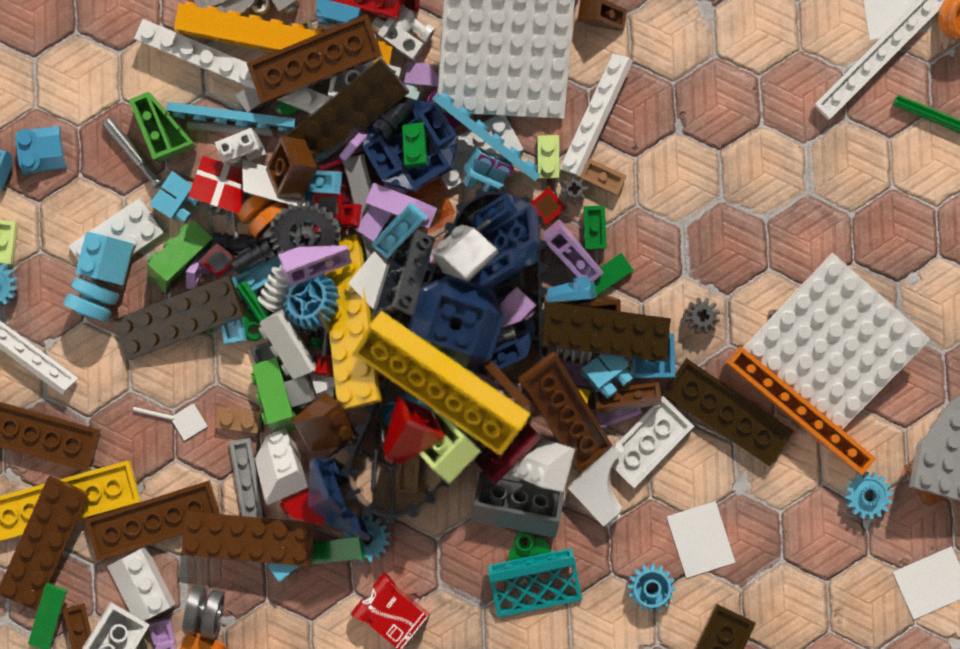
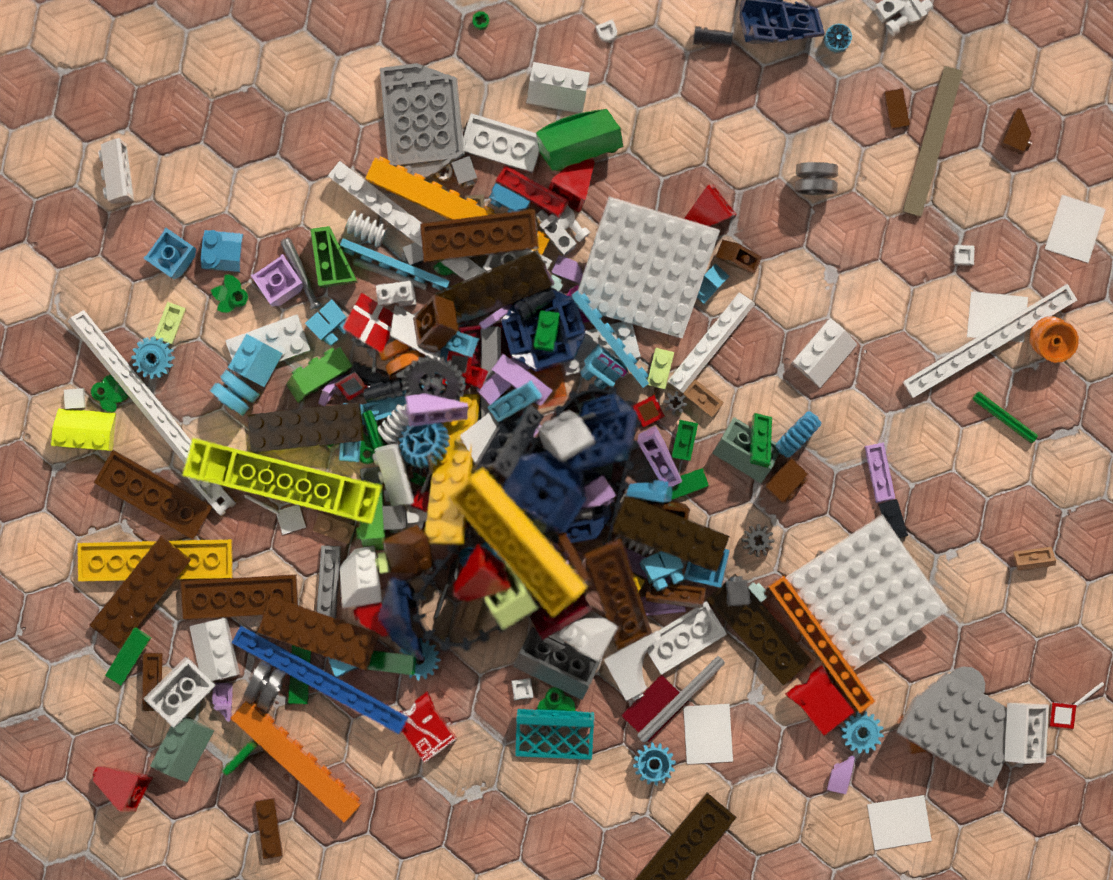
camera: 15 degrees right, 0 degrees up
(59, 195) = (227, 294): none -> green plate
(92, 410) = (212, 493): none -> white plate
(109, 167) = (278, 281): none -> lavender slope
(164, 381) = (282, 480): none -> neon yellow slope
(190, 87) = (365, 228): none -> white piece
(241, 590) = (297, 689): none -> green tile
(264, 589) = (320, 680): none -> blue plate
(298, 444) = (382, 563): none -> yellowish green plate
(487, 542) = (522, 689): none -> white tile
(579, 51) = (711, 282): none -> medium azure slope
(636, 527) = (652, 702): none -> dark red tile
(662, 509) = (681, 698): none -> light grey axle
(665, 221) = (735, 449): none -> sand green slope
(678, 206) = (761, 440): none -> green tile
(695, 376) = (737, 591): none -> flat silver brick
(716, 189) = (798, 434): none -> dark azure gear
(716, 242) = (786, 480): none -> reddish brown brick
(716, 370) = (758, 590): none -> light aqua plate
(721, 94) = (824, 352): none -> white slope
(814, 209) = (879, 472): none -> lavender tile
(815, 473) = (820, 701): none -> red piece
(841, 249) = (893, 515): none -> black plate
(857, 548) = (841, 776): none -> lavender slope

